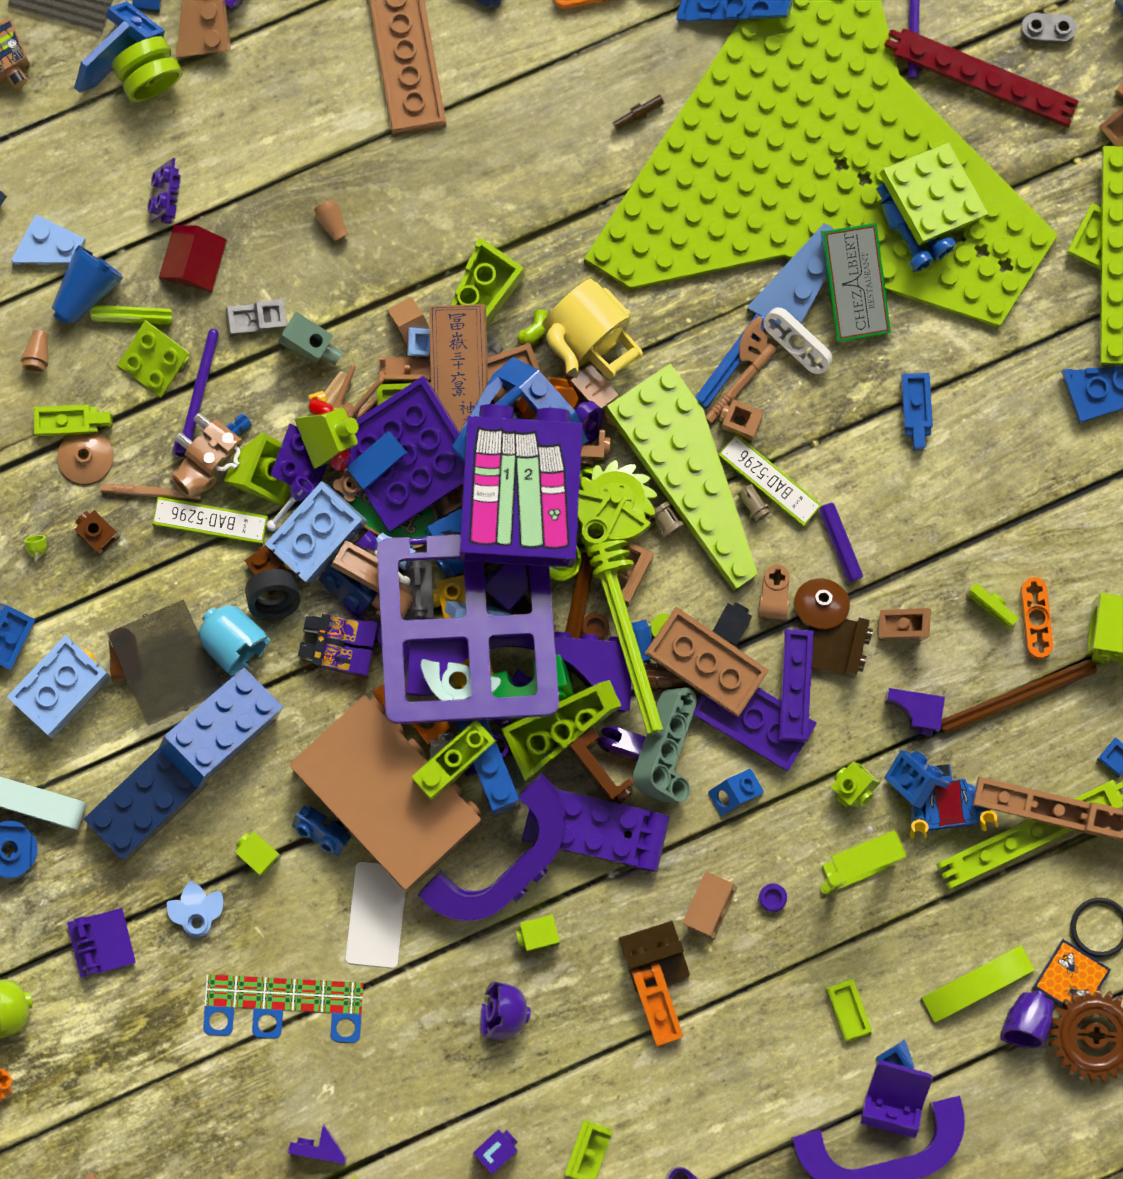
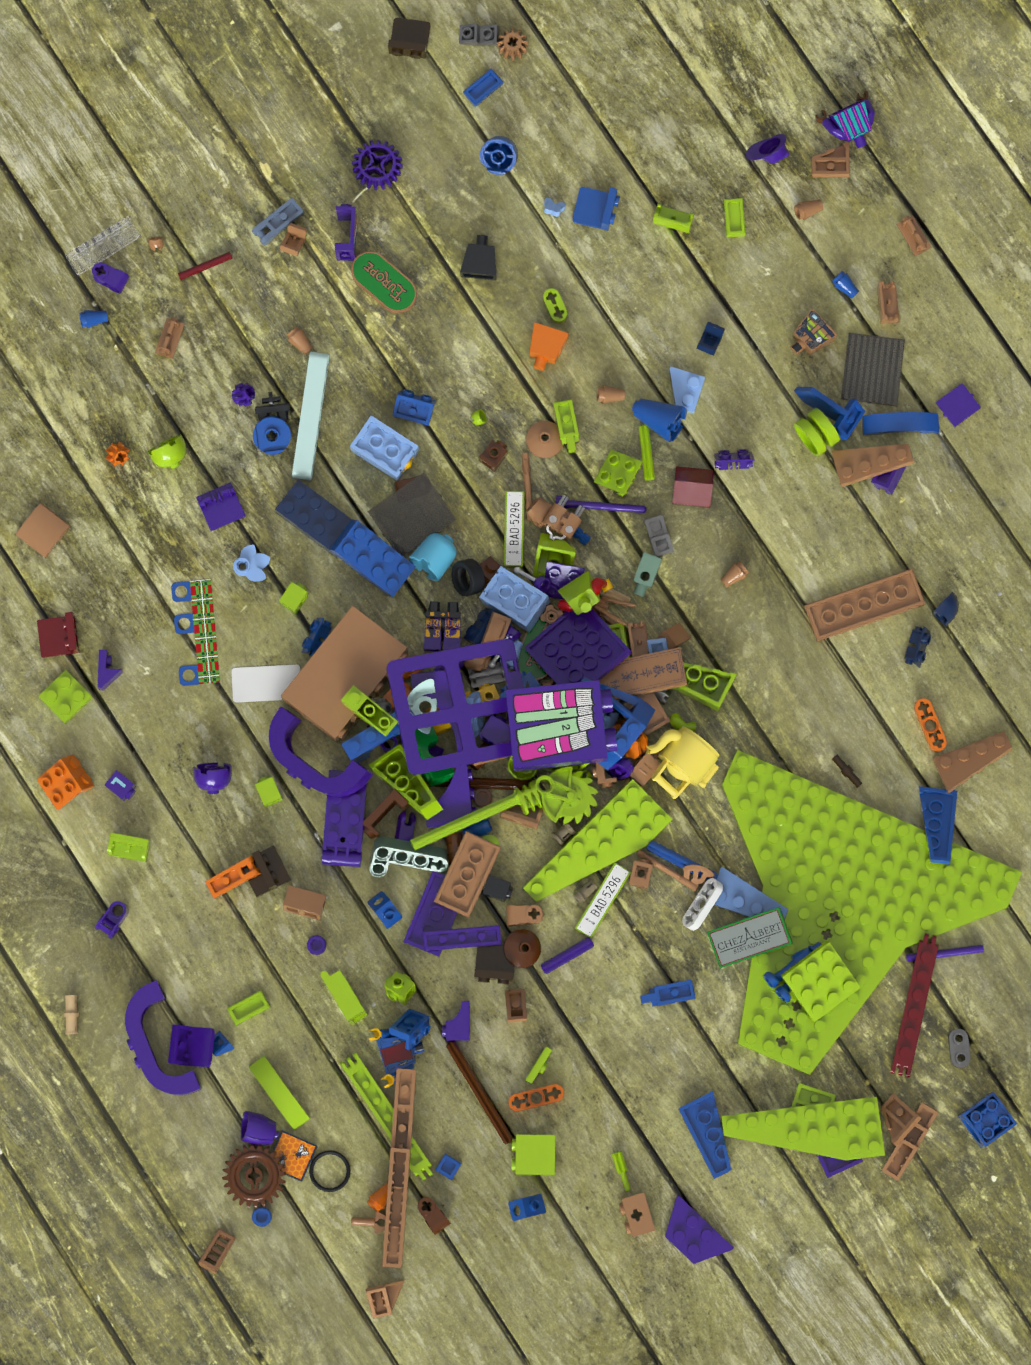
camera: 85 degrees right, 0 degrees up
(376, 460) = (569, 630): blue tile -> none

